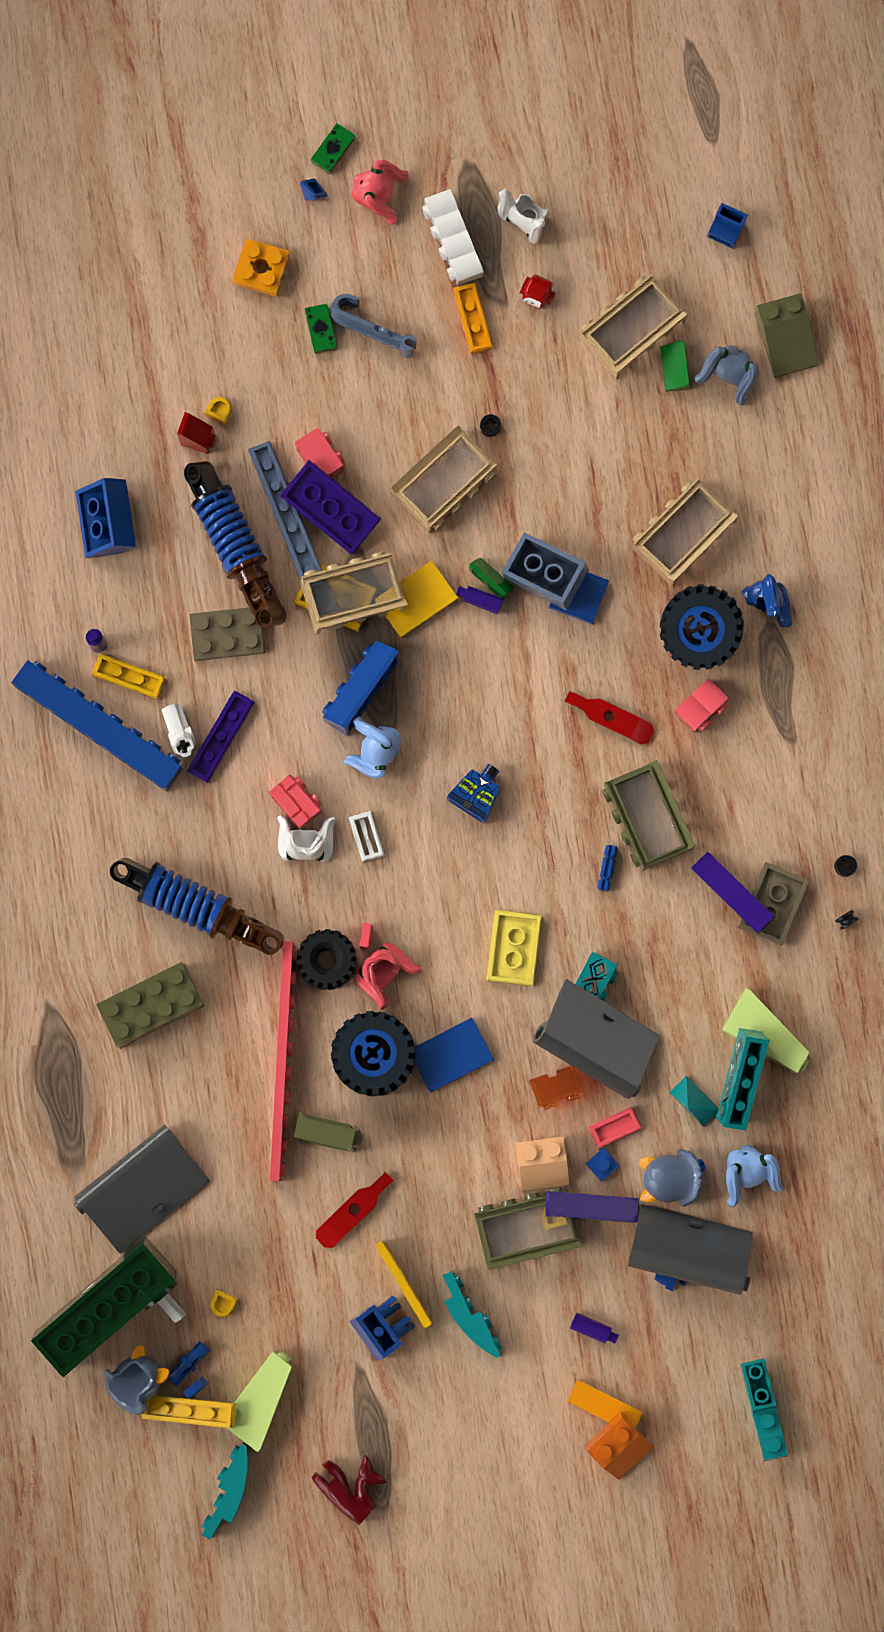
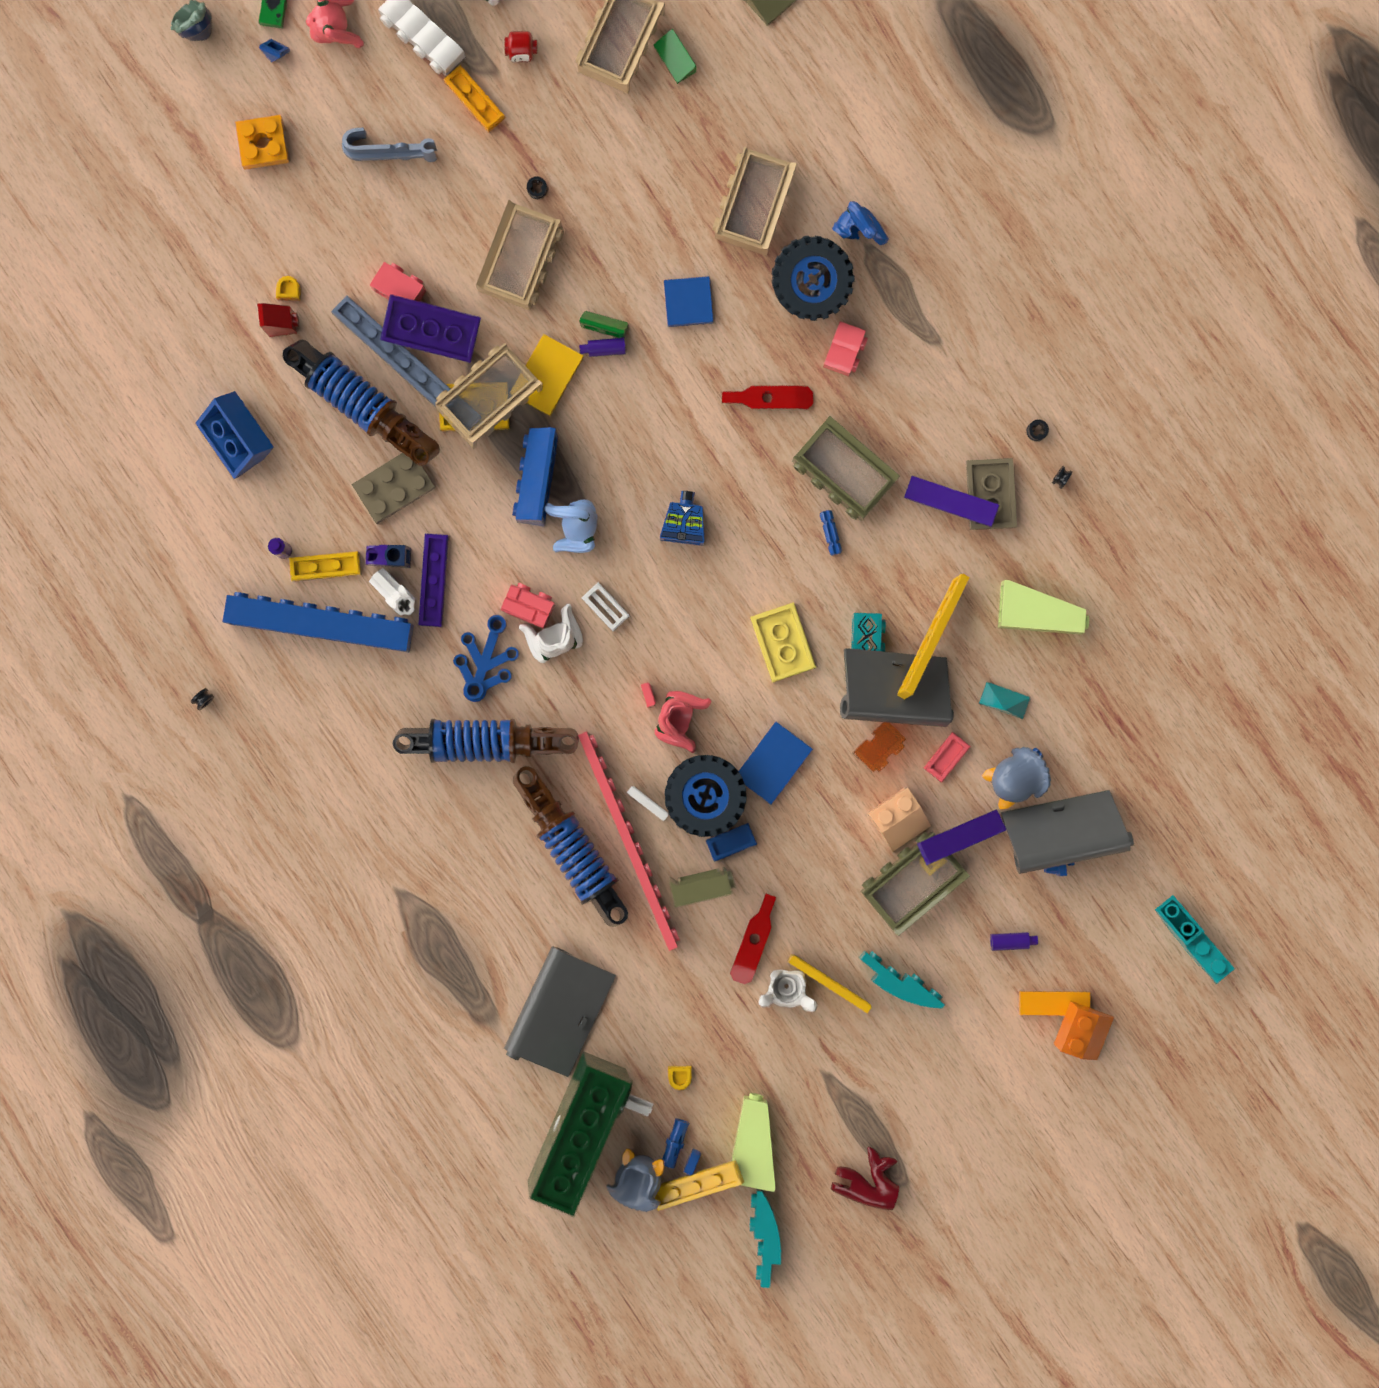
camera: 30 degrees left, 5 degrees up
(150, 1005) = (488, 848): olive brick -> none
(191, 695) = (388, 556): none -> leg
(224, 1046) = (560, 832): none -> piece
(230, 834) = (484, 663): none -> blue plant
(251, 131) = (193, 21): none -> hair
(317, 1035) = (648, 803): none -> white tile
(320, 328) = (342, 172): green tile -> none
(326, 941) = (606, 728): black tyre -> none
(353, 1275) = (791, 997): none -> white hair
(376, 1109) = (731, 842): none -> blue tile
(376, 1332) = (826, 1037): blue brick -> none
(545, 571) = (649, 294): sand blue brick -> none
(602, 1164) = (951, 794): blue plate -> none
(654, 1007) = (933, 636): none -> yellow tile
(732, 367) = (729, 32): sand blue hair -> none
(742, 1079) = (1040, 661): teal brick -> none
(750, 1168) = (1081, 736): light blue hair -> none

